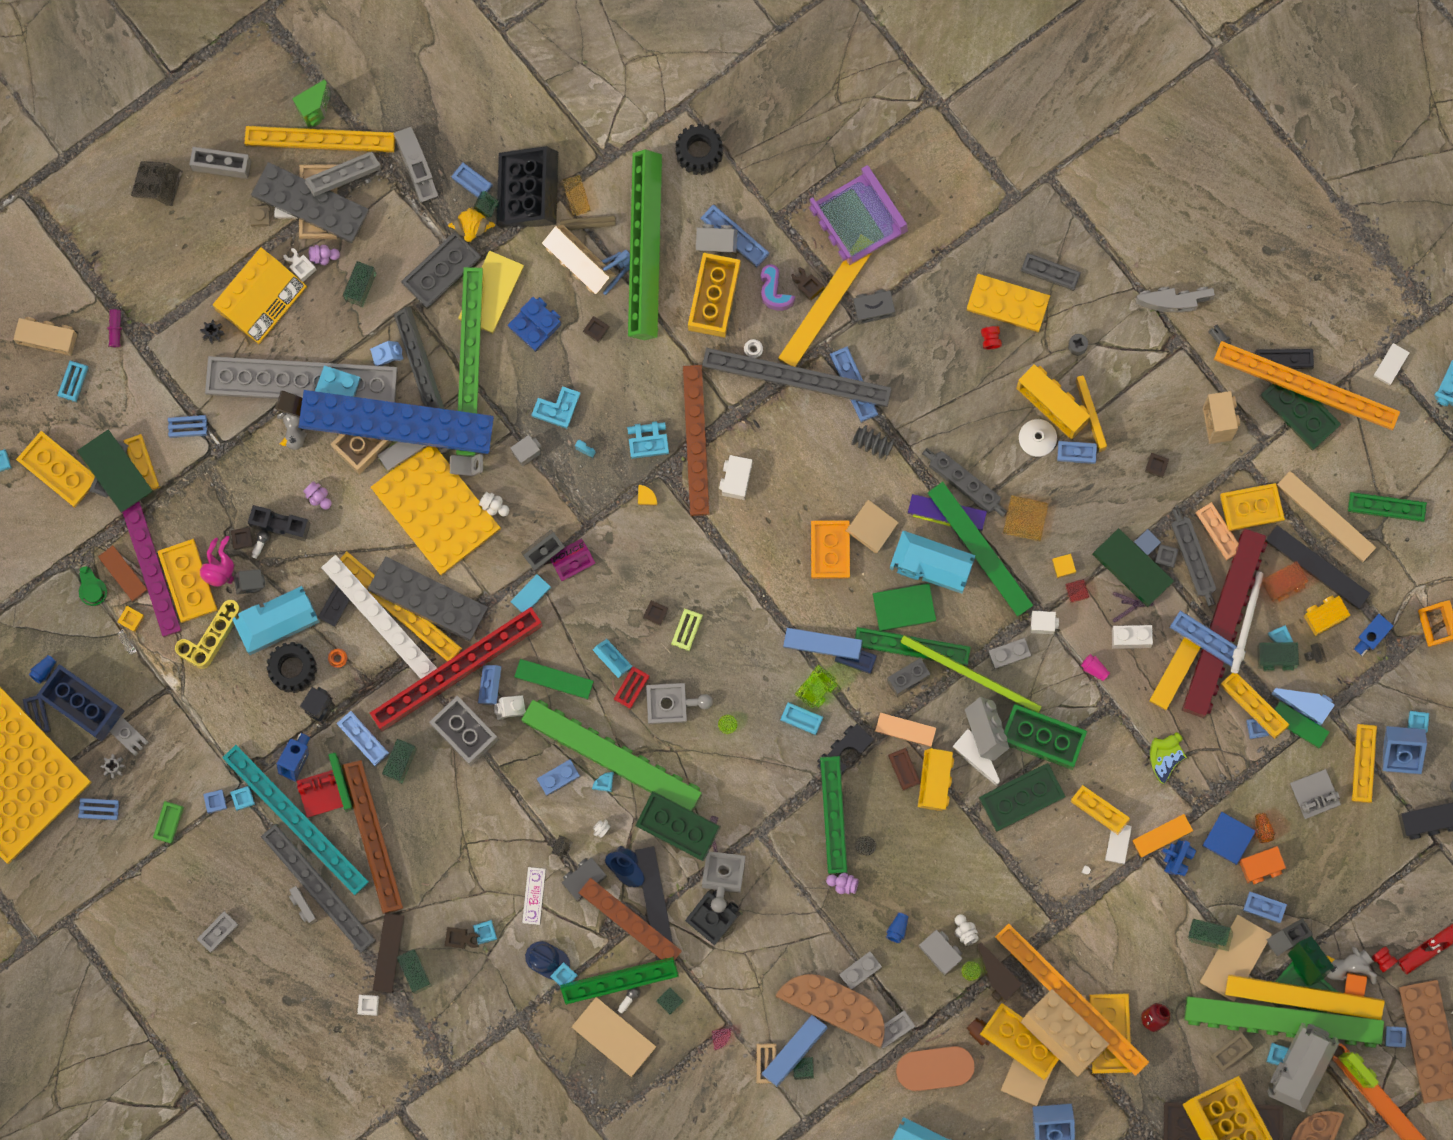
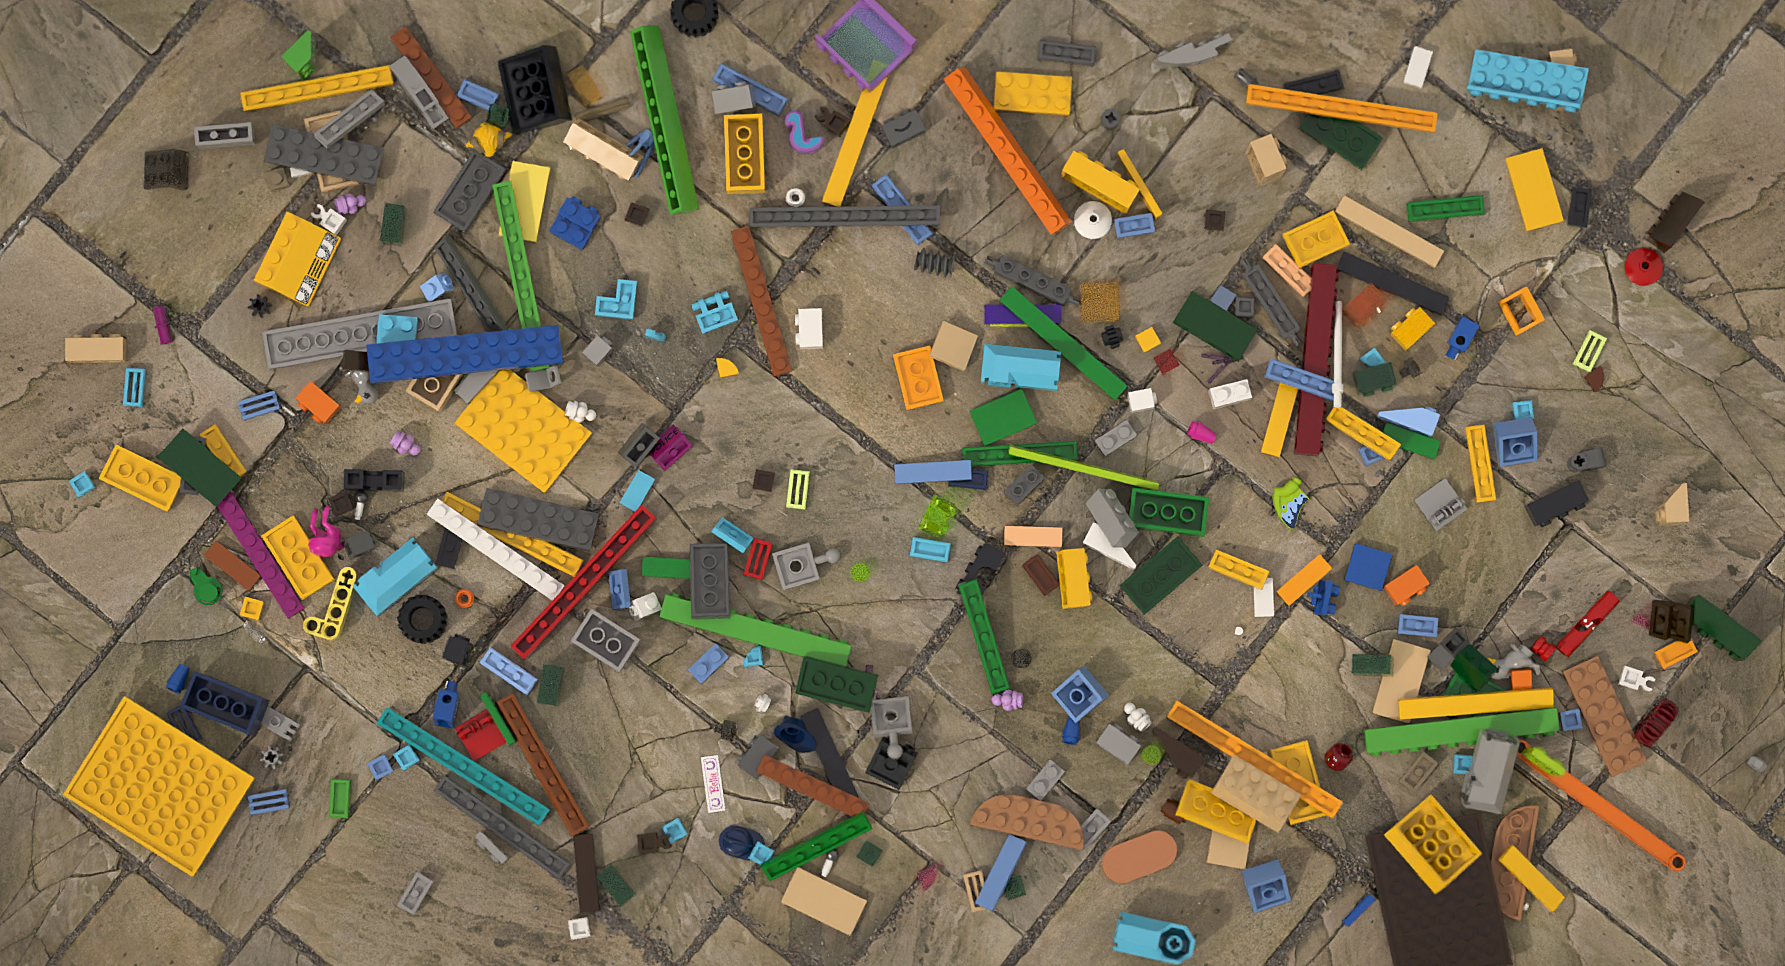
camera: 20 degrees left, 5 degrees up
(244, 437) = (318, 403): none -> orange brick
(431, 151) = (447, 99): none -> dark orange plate
(578, 697) = (709, 581): none -> dark grey tile
(914, 894) = (1080, 694): none -> medium blue slope
(970, 351) = (1008, 150): none -> orange brick
(991, 337) = (1024, 132): red wheel -> none
(1029, 554) = (1112, 336): none -> black gear
(1264, 829) = (1399, 550): clear orange cone -> none

